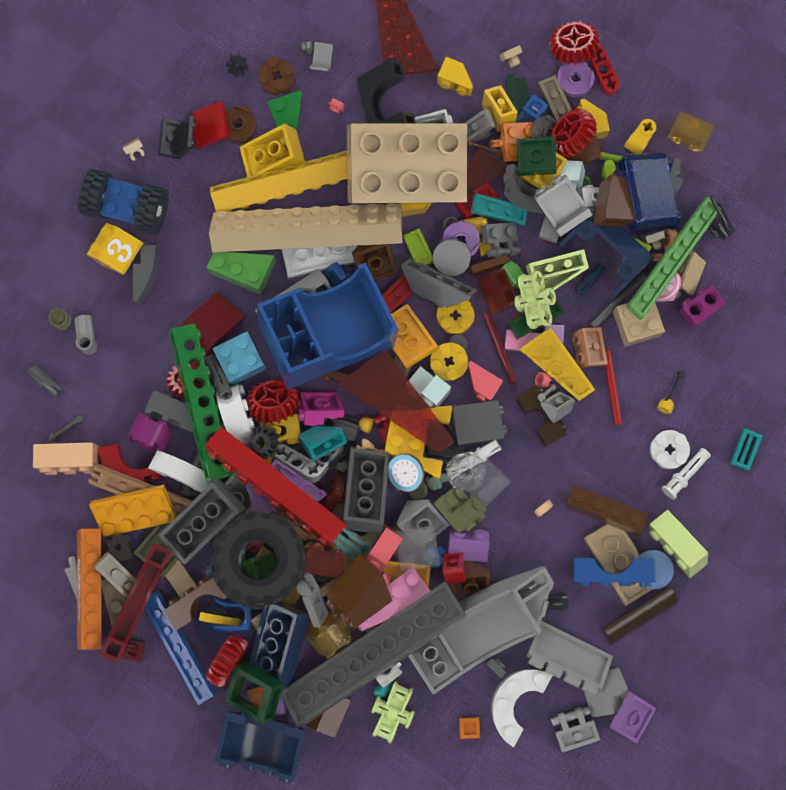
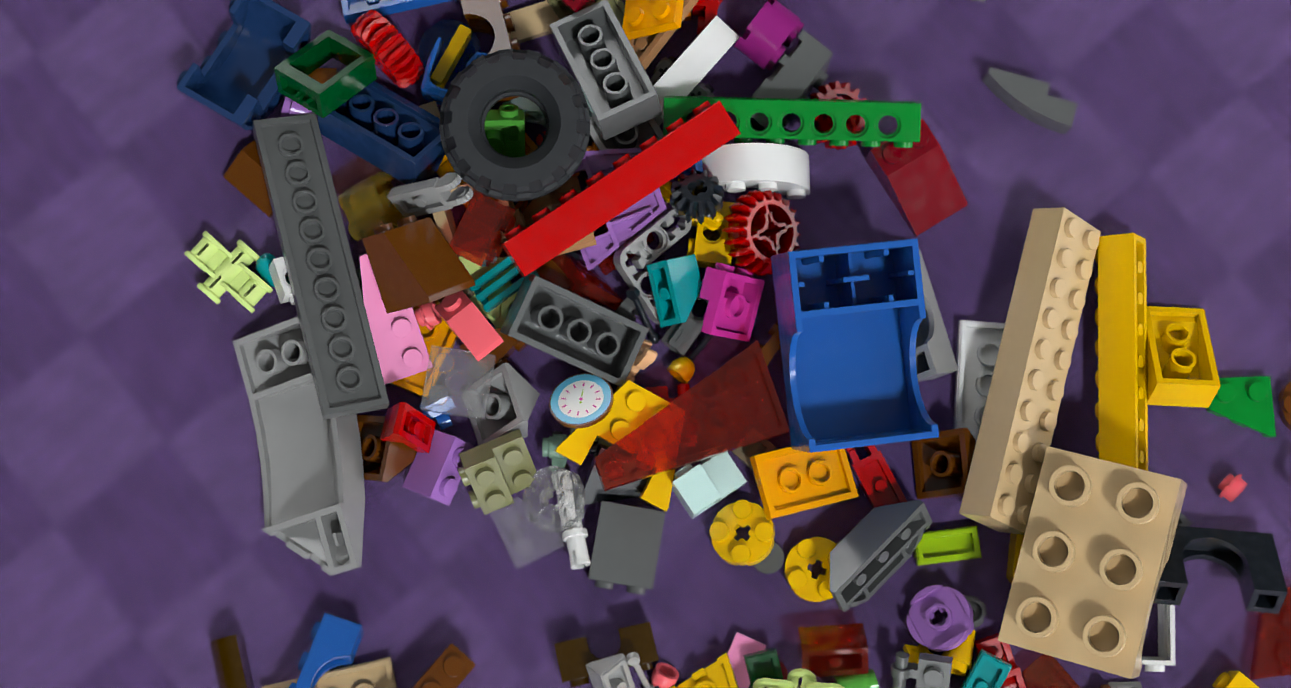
camera: 100 degrees right, 0 degrees up
(114, 248) = (1083, 62): yellow slope -> none
(123, 201) = (1144, 115): black plate -> none
(132, 146) = (1249, 139): tan tile -> none
(176, 137) = (1246, 209): black bracket -> none
(210, 125) = (1253, 270): red tile -> none
(224, 389) = (802, 161): dark grey pin -> none
(239, 358) = (848, 204): medium azure brick -> none
(242, 269) = (991, 254): bright green wedge -> none
(248, 122) = (1244, 335): reddish brown plate -> none
(335, 274) = (941, 396): blue tile -> none
(420, 493) = (546, 422): dark tan tile -> none
(451, 257) = (914, 592): light grey tile -> none
(469, 727) = (165, 380): orange tile -> none
(483, 382) = (689, 576): coral slope -> none
(489, 265) = (882, 646): reddish brown tile -> none
(497, 666) = (238, 449): dark grey plate -> none
(500, 348) = (740, 625): dark red bar -> none
(506, 695) = (196, 456): white brick -> none
(543, 508) = (457, 607): light nougat tile -> none
(558, 601) = (305, 579): black cone -> none
(570, 657) = (212, 569): light grey hinge -> none
(577, 735) = (93, 540): light grey plate -> none
(611, 696) = (141, 607): light grey slope -> none
(632, 717) = (86, 634): medium lavender plate -> none

